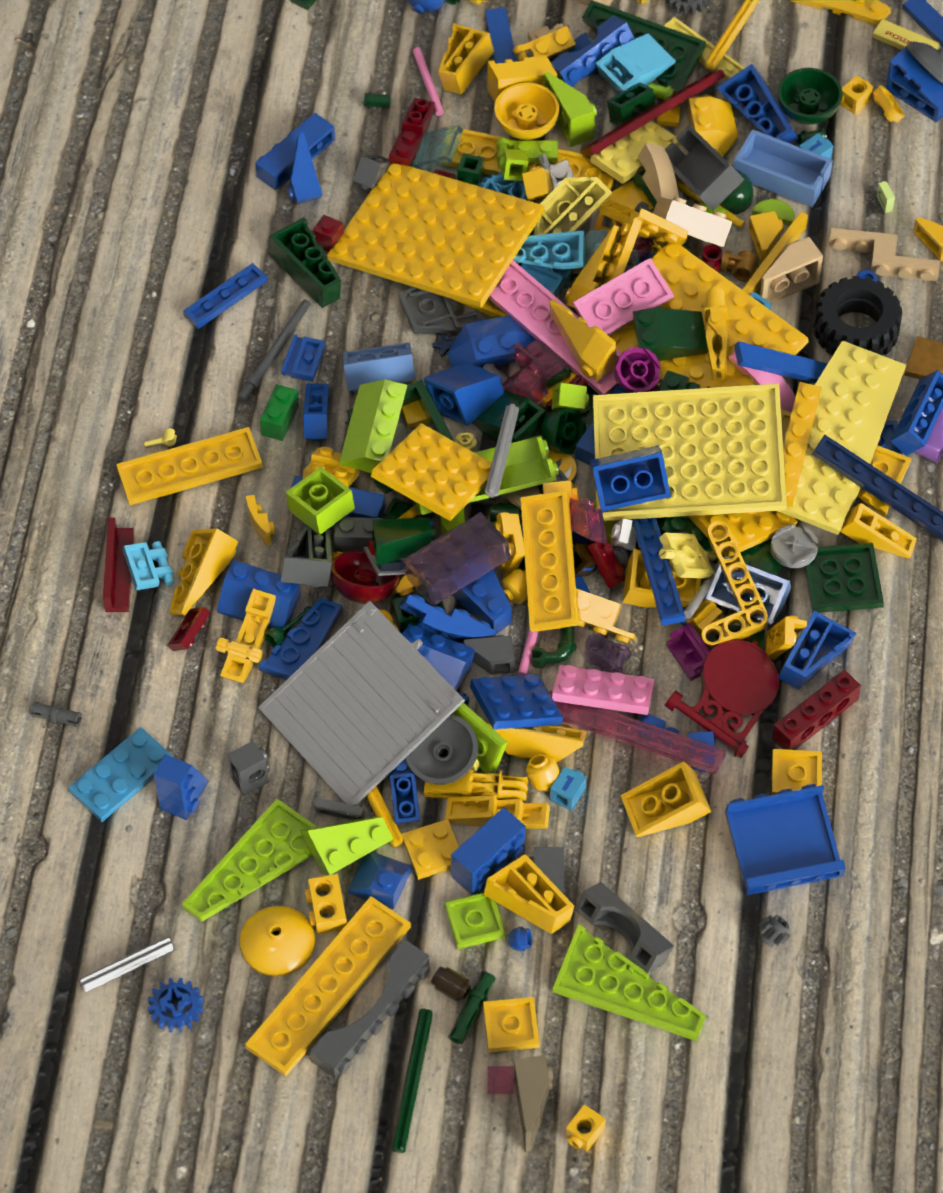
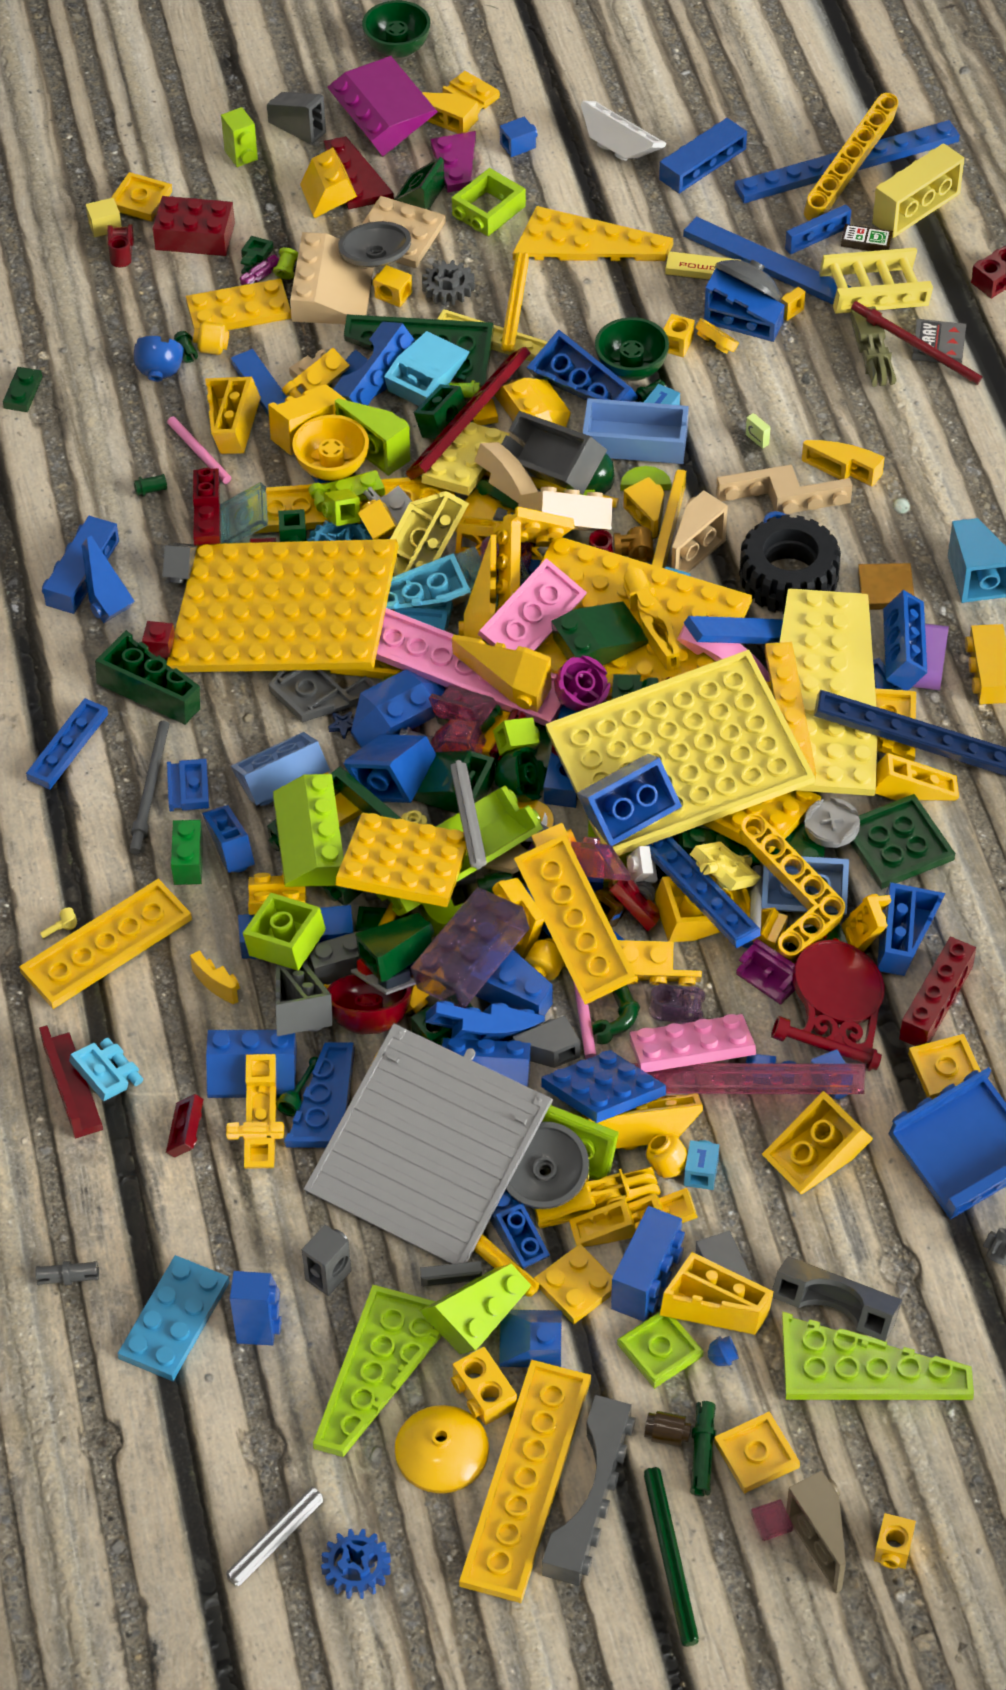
camera: 20 degrees left, 5 degrees down
(205, 558) = (170, 1042): yellow wedge -> none

